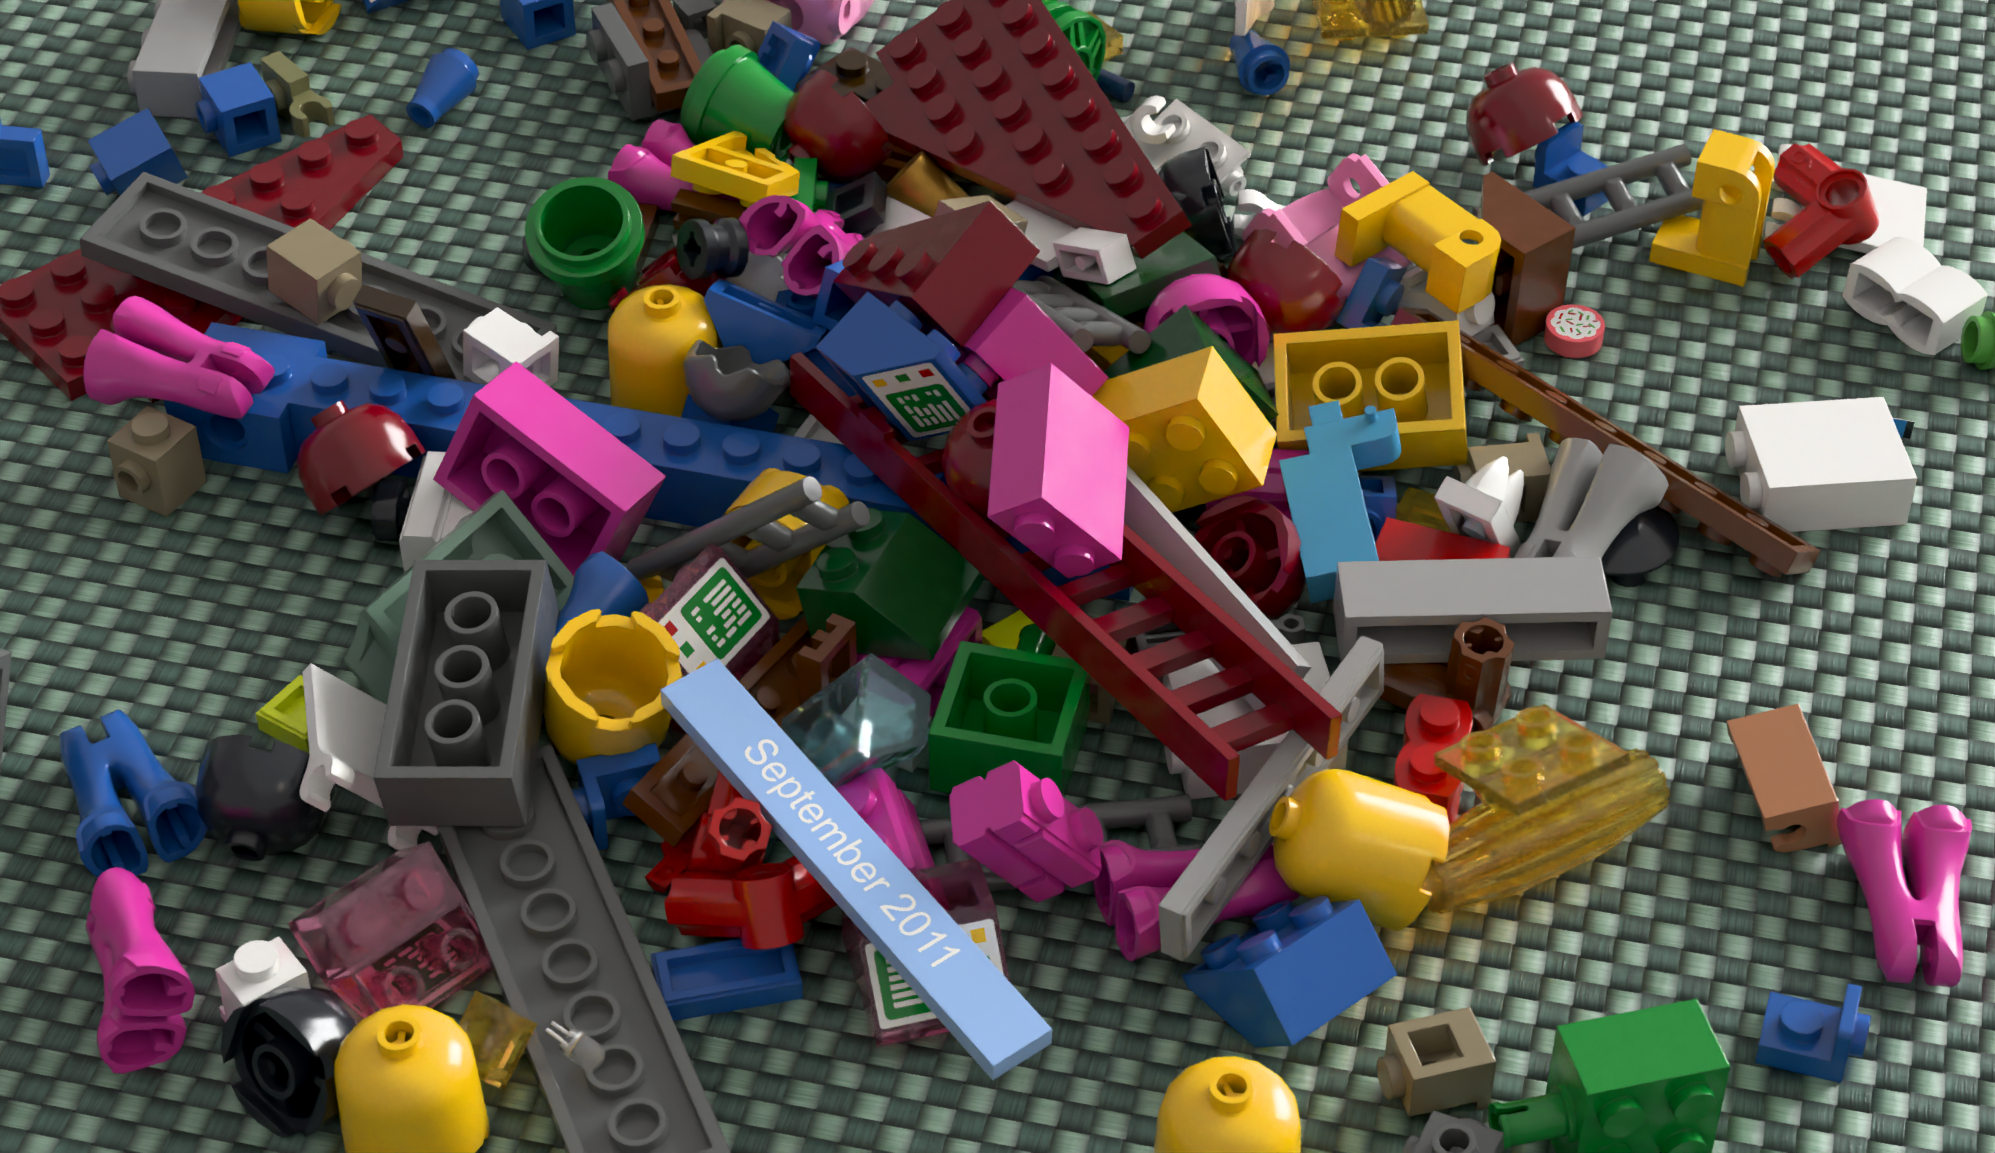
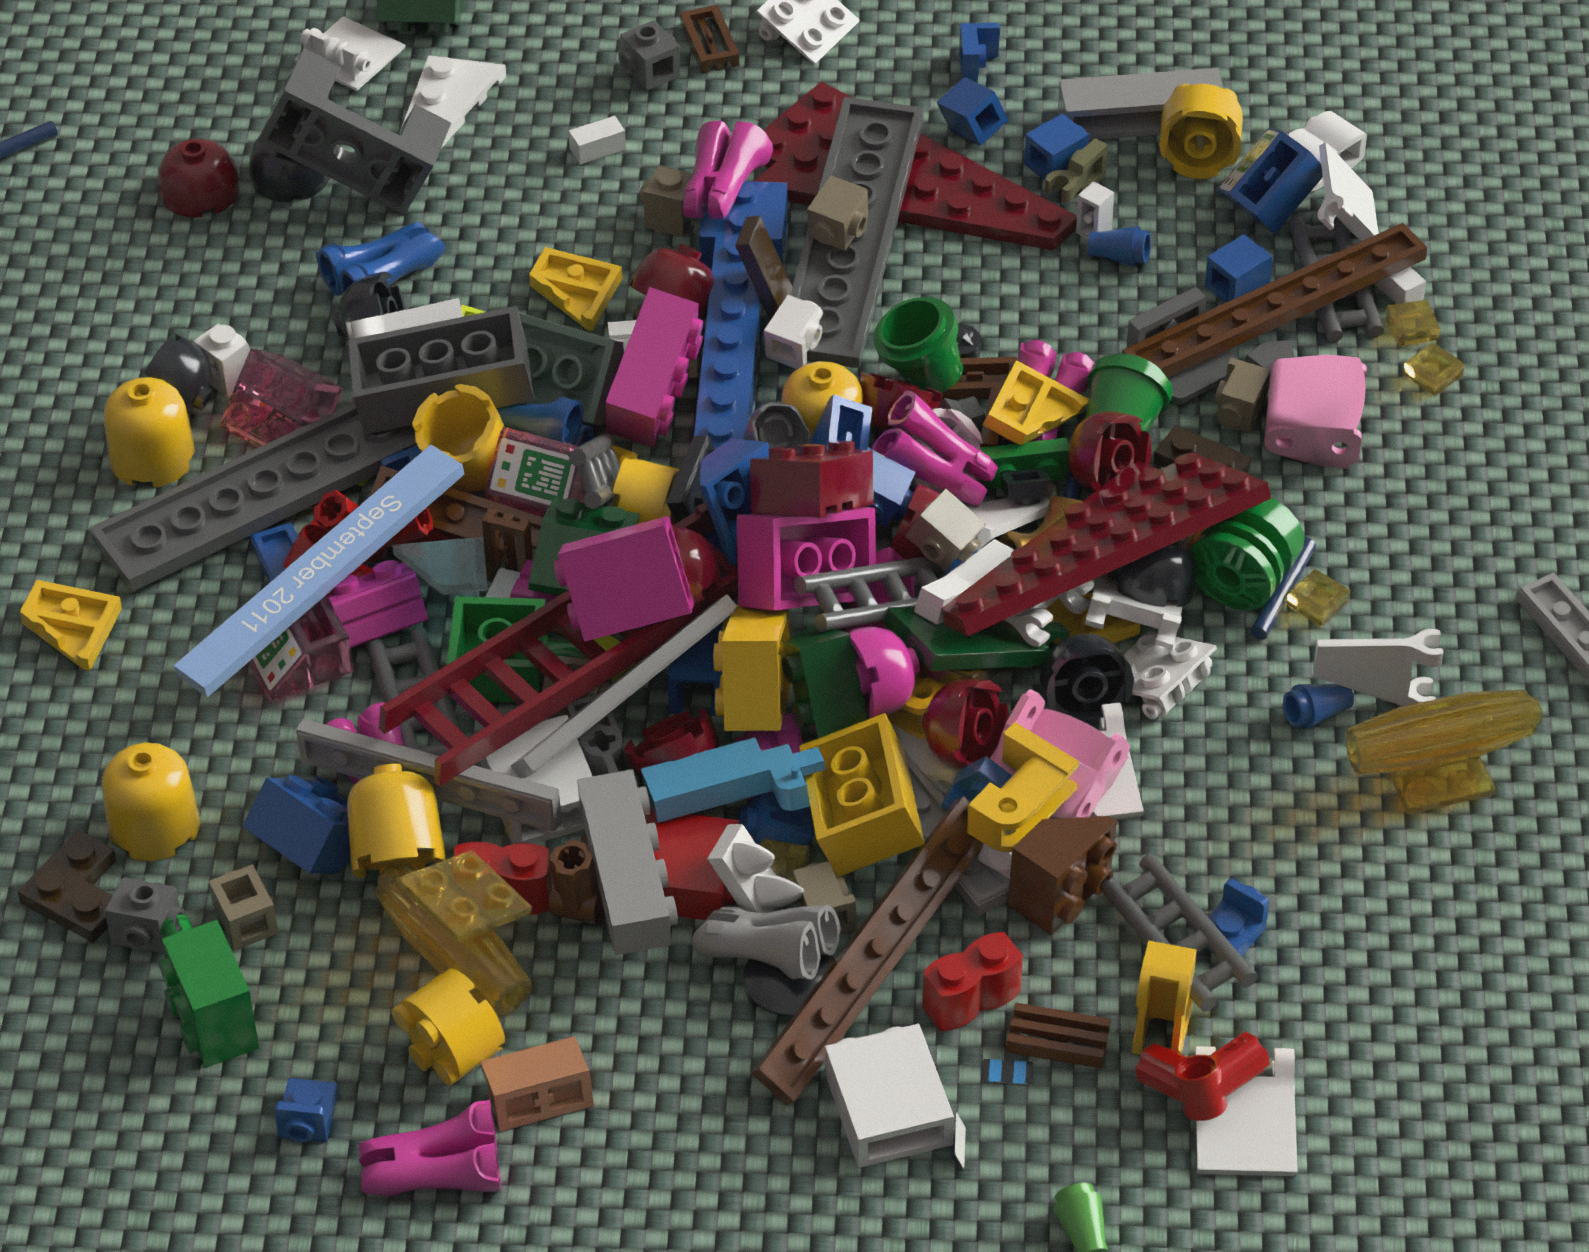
camera: 80 degrees right, 5 degrees up
(140, 974) = (231, 298): dark pink piece -> none
(273, 585) = (576, 284): none -> yellow wing
(381, 89) = (1094, 210): none -> white piece
(496, 1037) = (204, 460): clear yellow tile -> none
(579, 1047) = (194, 495): clear piece -> none
(712, 248) = (883, 389): black wheel -> none
(787, 54) = (1204, 412): blue bracket -> none
(808, 451) = (686, 490): none -> black plate
(1026, 831) = (367, 652): dark pink brick -> none
(1517, 111) = (1262, 859): dark red cylinder -> none
(1574, 331) = (1031, 936): tile -> none
(1656, 370) = (972, 981): none -> red brick
(1714, 835) = (449, 1027): none -> yellow brick
(1732, 304) = (1060, 1028): none -> reddish brown tile
(1766, 383) = (1007, 1071): none -> sticker
(1913, 294) = (1125, 1153): white brick -> none

